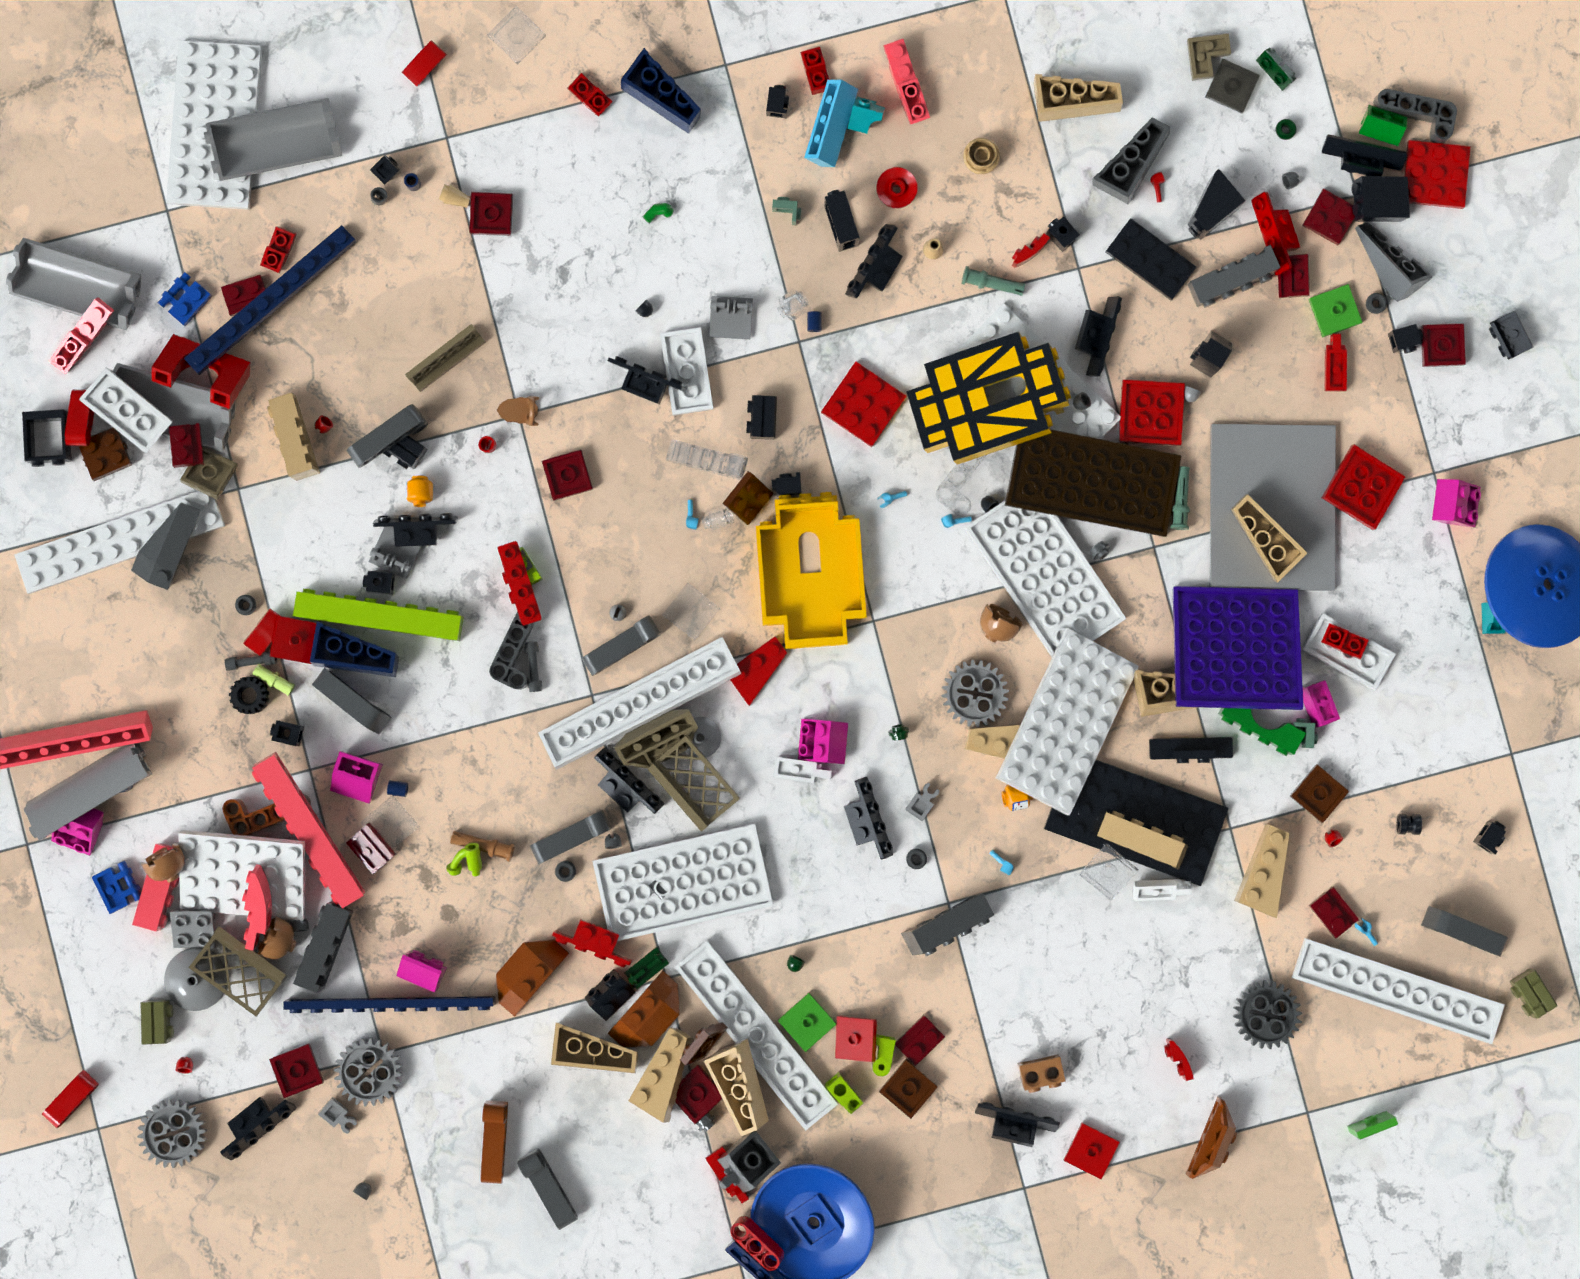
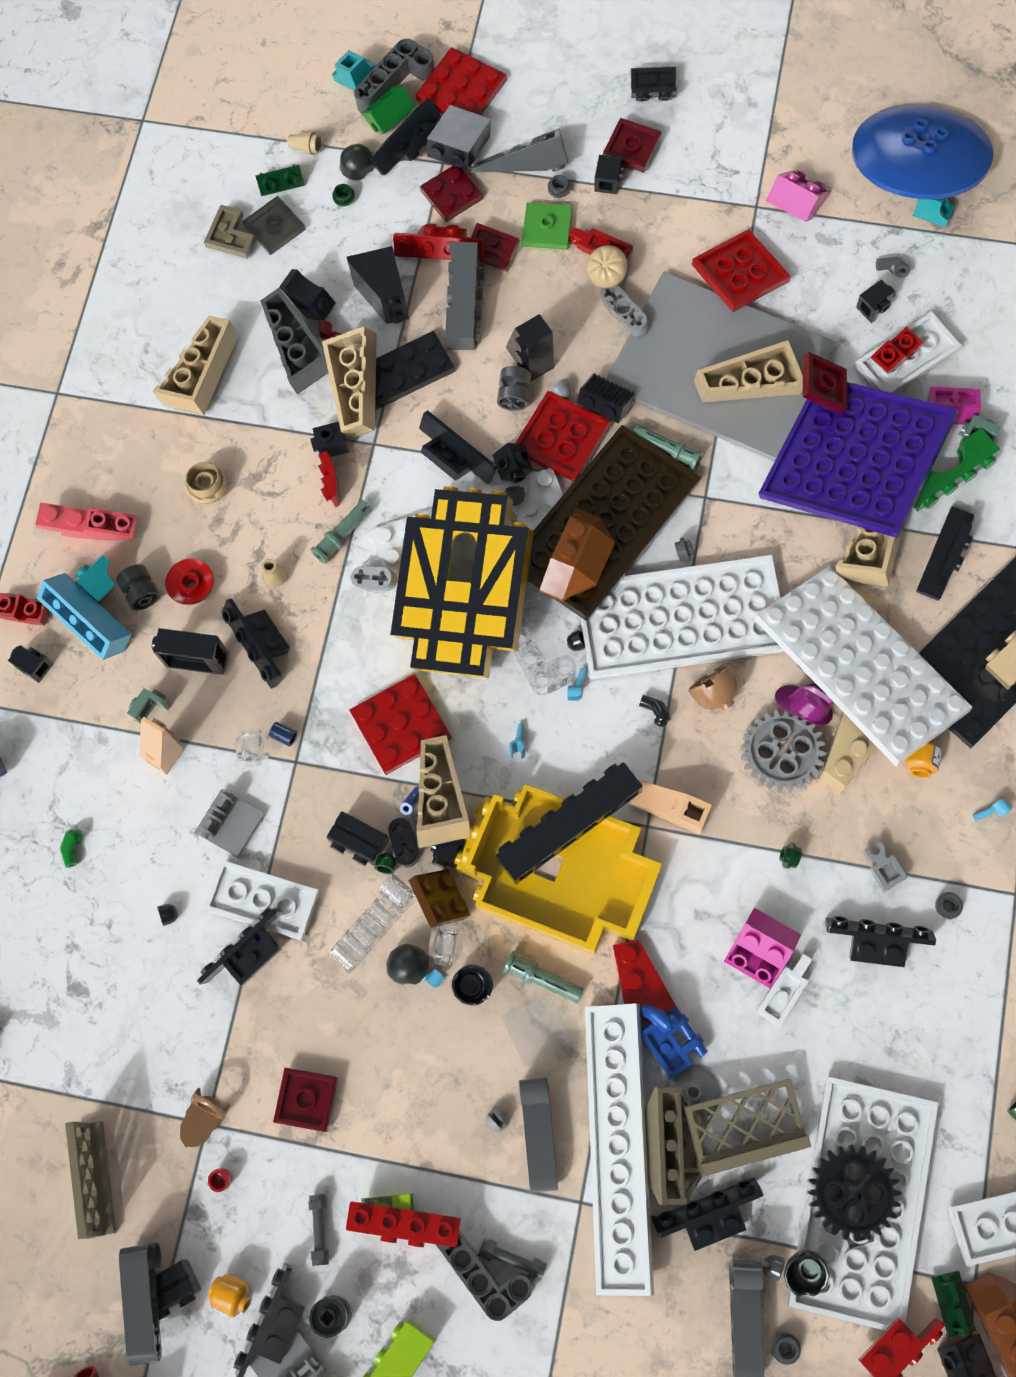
camera: 55 degrees left, 15 degrees down
(439, 564) = (330, 1316): none -> pearl dark grey wheel
(504, 519) = (320, 1255): none -> dark grey bar
(617, 862) = (806, 1273): none -> pearl dark grey hair
(678, 890) = (873, 1212): none -> black gear
(691, 498) = (407, 964): none -> pearl dark grey hair
(699, 551) = (472, 985): none -> black hair
(721, 705) = (666, 1047): none -> blue plate
(728, 603) = (528, 975): none -> sand green pin
(737, 690) = (659, 1018): none -> blue arm
(755, 447) = (386, 863): none -> dark green hinge
(759, 238) = (159, 745): none -> light nougat slope
(773, 448) = (398, 845): none -> black beam
(816, 443) = (410, 802): none -> blue arm
(816, 464) = (441, 803): none -> tan wedge
(843, 564) = (568, 823): none -> black brick
(874, 149) = (138, 586): none -> pearl dark grey wheel
(894, 630) = (673, 806): none -> light nougat slope
(961, 328) = (374, 573): none -> light grey beam
(965, 589) = (659, 709): none -> black arm
(1018, 693) = (806, 702): none -> magenta piece
(1051, 475) = (578, 557): none -> dark orange wedge
(1108, 387) = (513, 462): none -> black brick
(1118, 227) = (353, 379): none -> tan wedge
(1175, 152) = (308, 297): none -> black arch
(1176, 355) = (513, 388): none -> flat silver wheel
(1198, 432) = (605, 398): none -> black brick
(1278, 415) = (625, 319): none -> light grey beam
(1285, 597) = (824, 382): none -> dark red plate
(1290, 180) = (399, 212): dark grey hinge -> none
(1313, 379) = (606, 266): none -> tan piece
(1320, 73) = (306, 142): none -> tan cone
(1322, 122) = (355, 161): none -> pearl dark grey hair
(1386, 606) = (875, 300): none -> black brick
(1407, 77) = (352, 69): none -> teal brick
(1428, 607) = (894, 265): none -> dark grey arm

